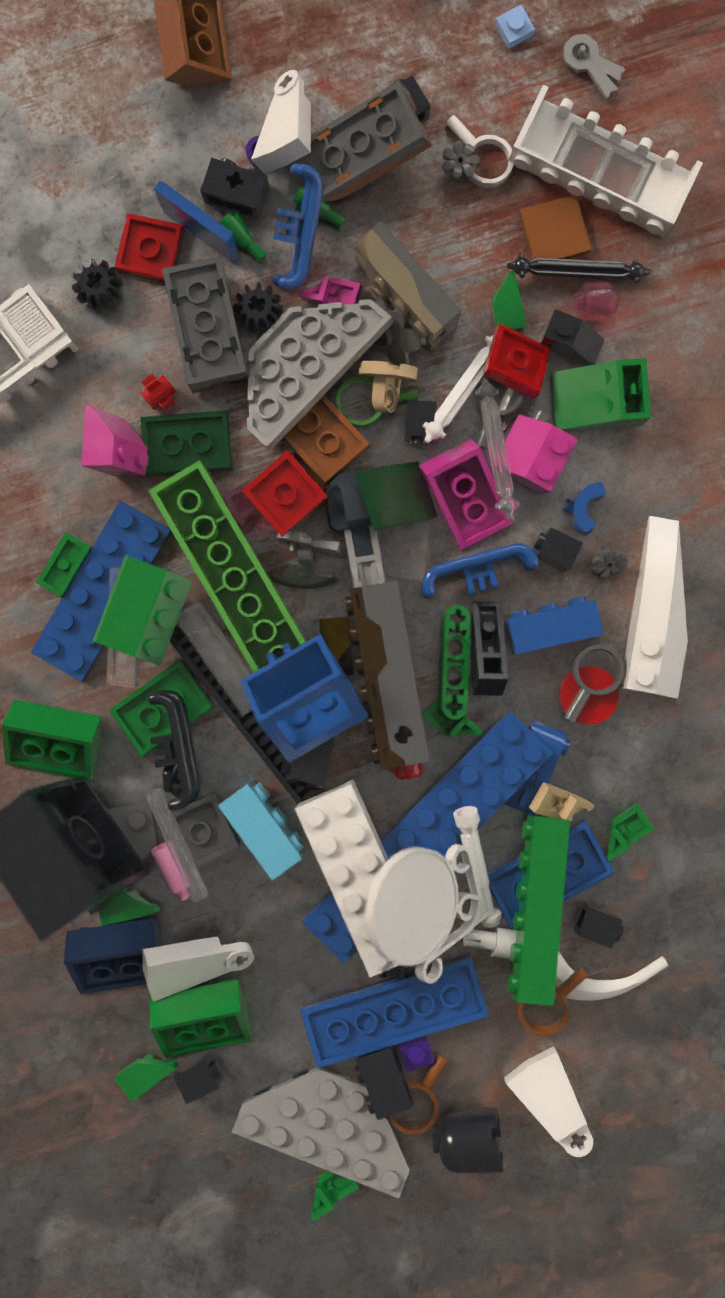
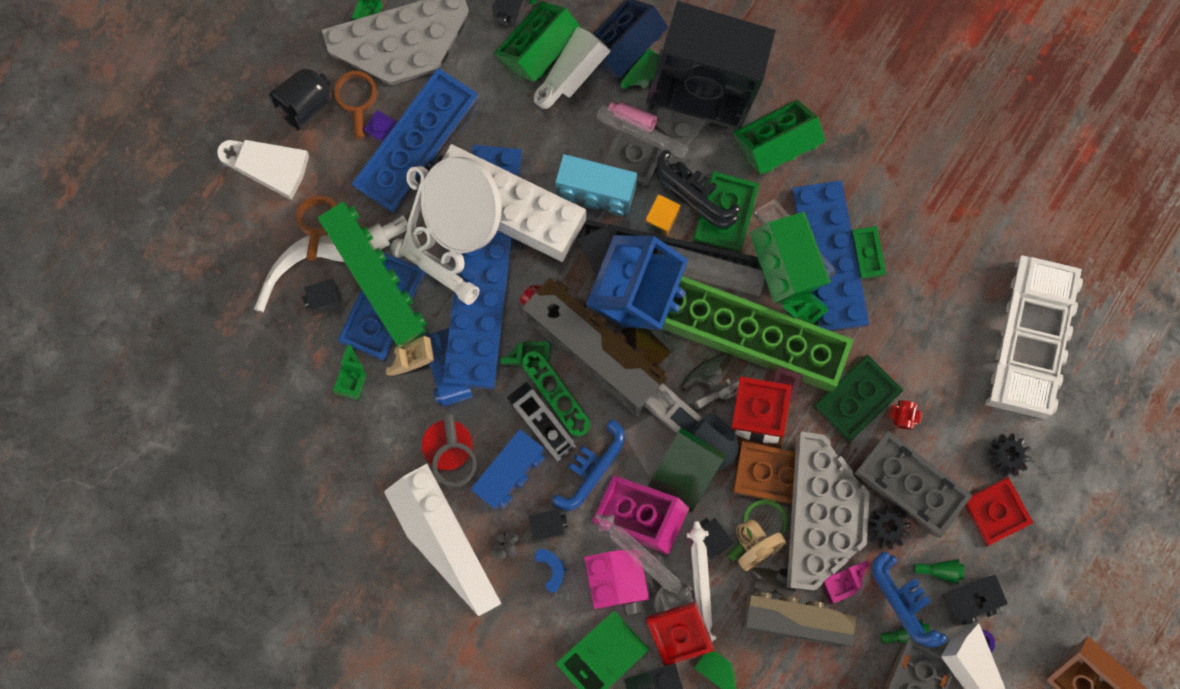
camera: 140 degrees right, 10 degrees down
(112, 445) = (904, 353): dark pink slope -> none
(166, 555) = (805, 307): none -> green slope
(196, 221) = (978, 550): blue tile -> none
(222, 751) = (663, 214): none -> light orange panel
(384, 1083) = (387, 91): black brick -> none

